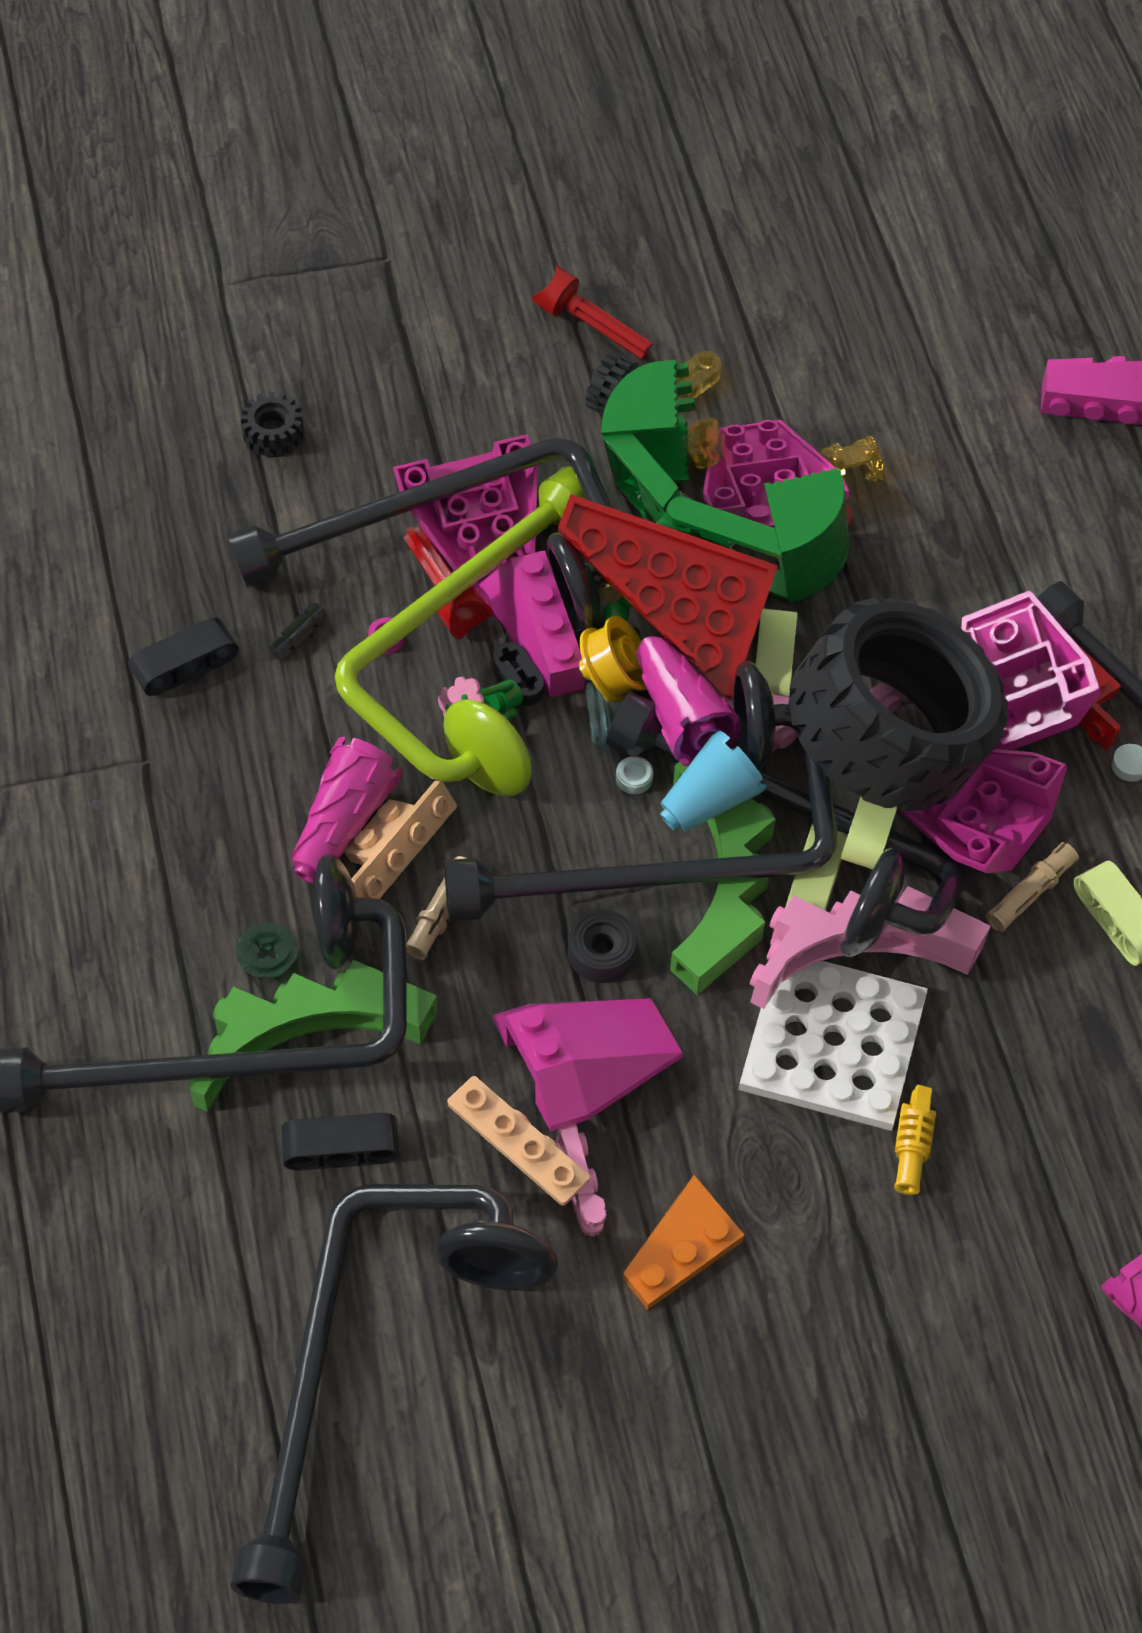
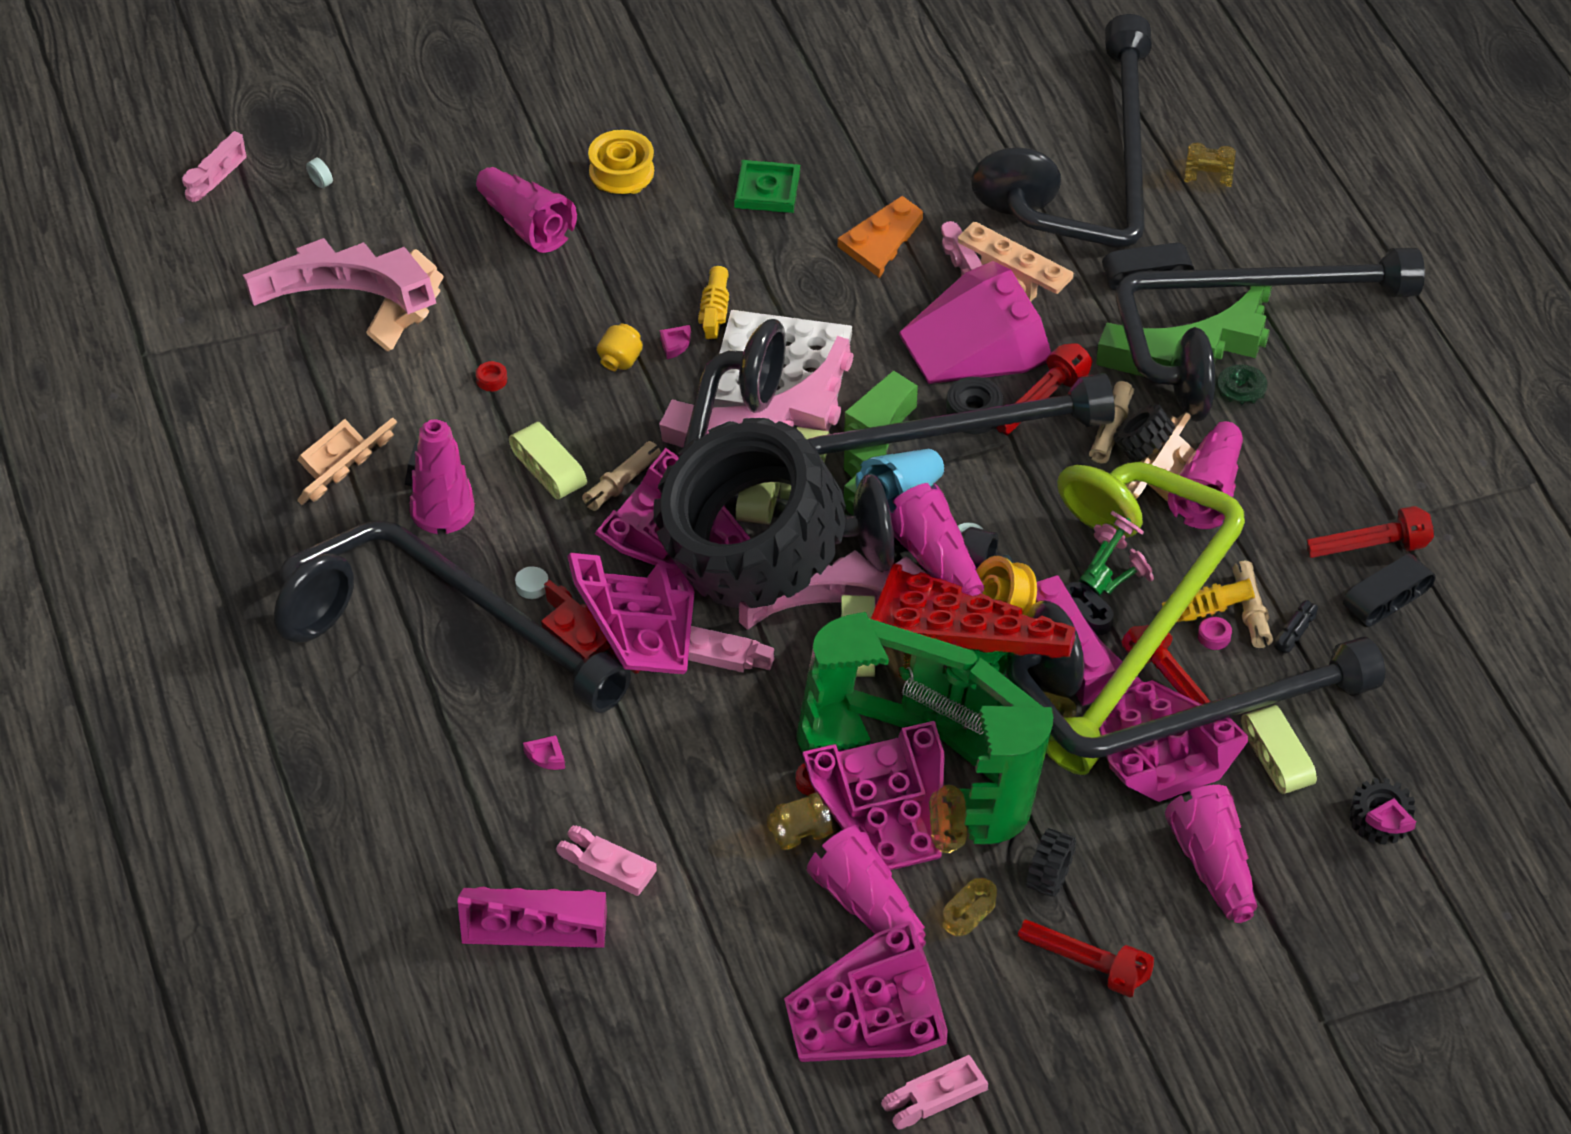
camera: 175 degrees right, 10 degrees down
(140, 719) = (1378, 534): none -> red piece
(210, 1316) = (1210, 160): none -> clear yellow piece
(271, 393) = (1391, 818): none -> dark pink tile
(337, 644) = (1254, 614): none -> tan pin
(355, 485) = (1279, 749): none -> yellowish green beam
(391, 863) = (1143, 432): none -> black tyre
(404, 655) = (1217, 599): none -> yellow hinge
(451, 398) = (1212, 840): none -> dark pink cone
(482, 978) = (1060, 372): none -> red piece
(747, 221) = (936, 1091): none -> bright pink hinge
(795, 282) = (870, 1003): none -> dark pink wedge
(802, 388) = (862, 882): none -> dark pink cone
(833, 1342) = (767, 186): none -> green plate
(965, 1092) = (675, 340): none -> dark pink tile
(1024, 1415) = (621, 162): none -> yellow wheel
(1037, 1069) = (619, 347): none -> yellow head
(1042, 452) = (607, 861): none -> bright pink hinge
(1106, 568) = (545, 753): none -> dark pink tile

